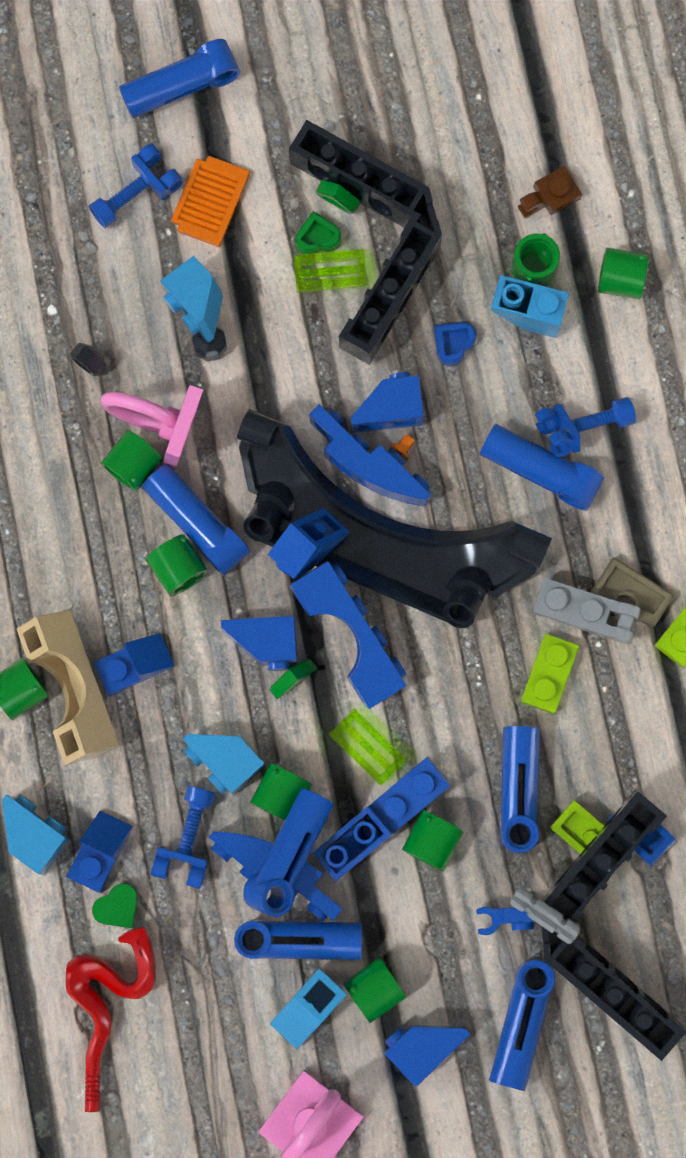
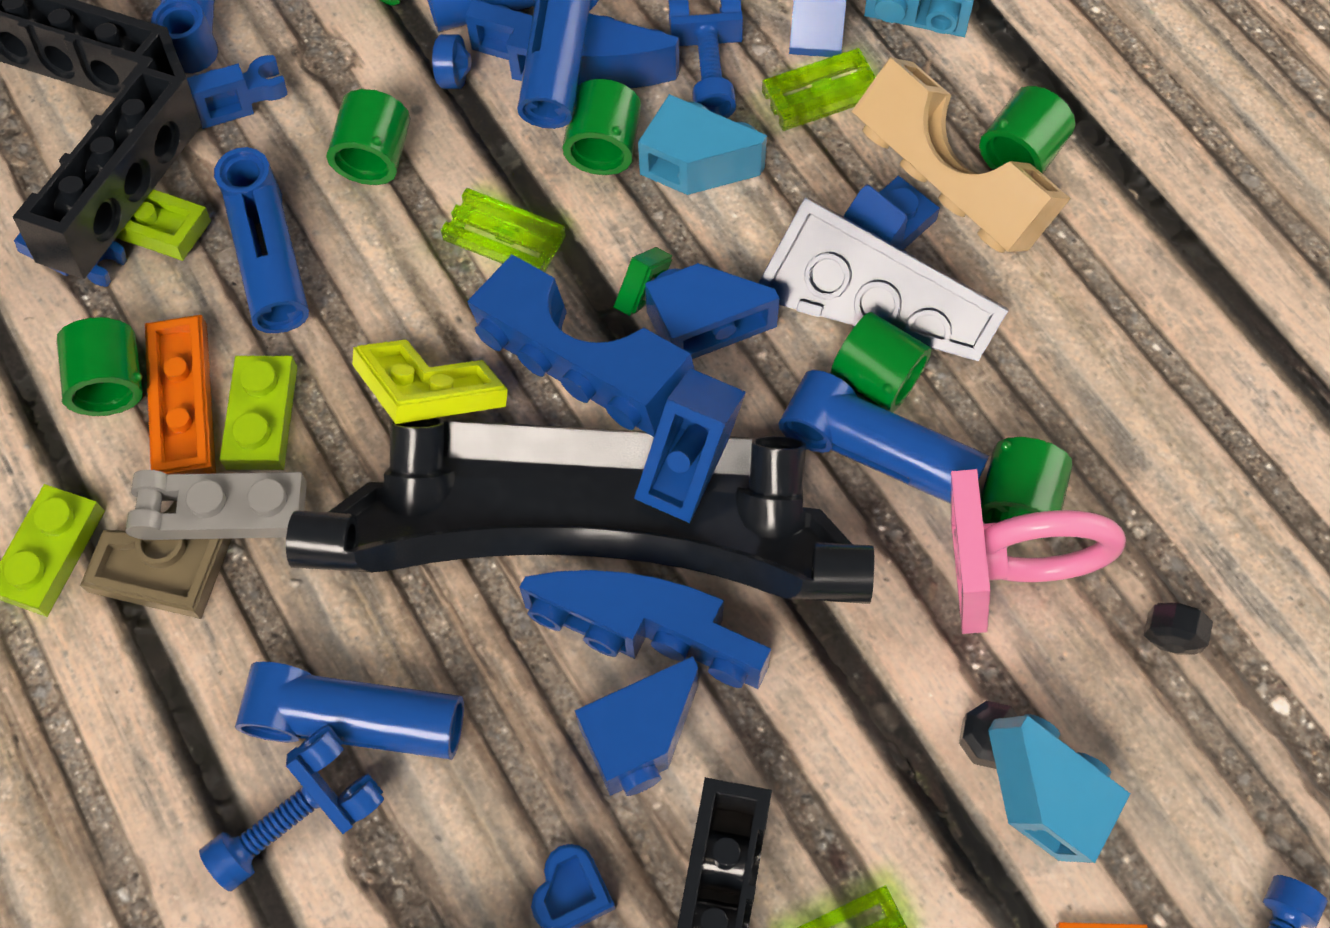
camera: 160 degrees right, 15 degrees down
(157, 784) = (825, 95): none -> clear neon green tile
(168, 630) = (845, 271): none -> wing
(360, 888) = (450, 61): none -> blue tile
(381, 819) = (451, 150): blue slope -> none
(403, 446) = (597, 676): orange piece -> none
(453, 640) = (419, 392): none -> neon yellow tile
(545, 915) = (173, 60): light grey axle -> none
(595, 701) = (179, 396): none -> orange tile
(638, 728) = (98, 366): none -> green piece

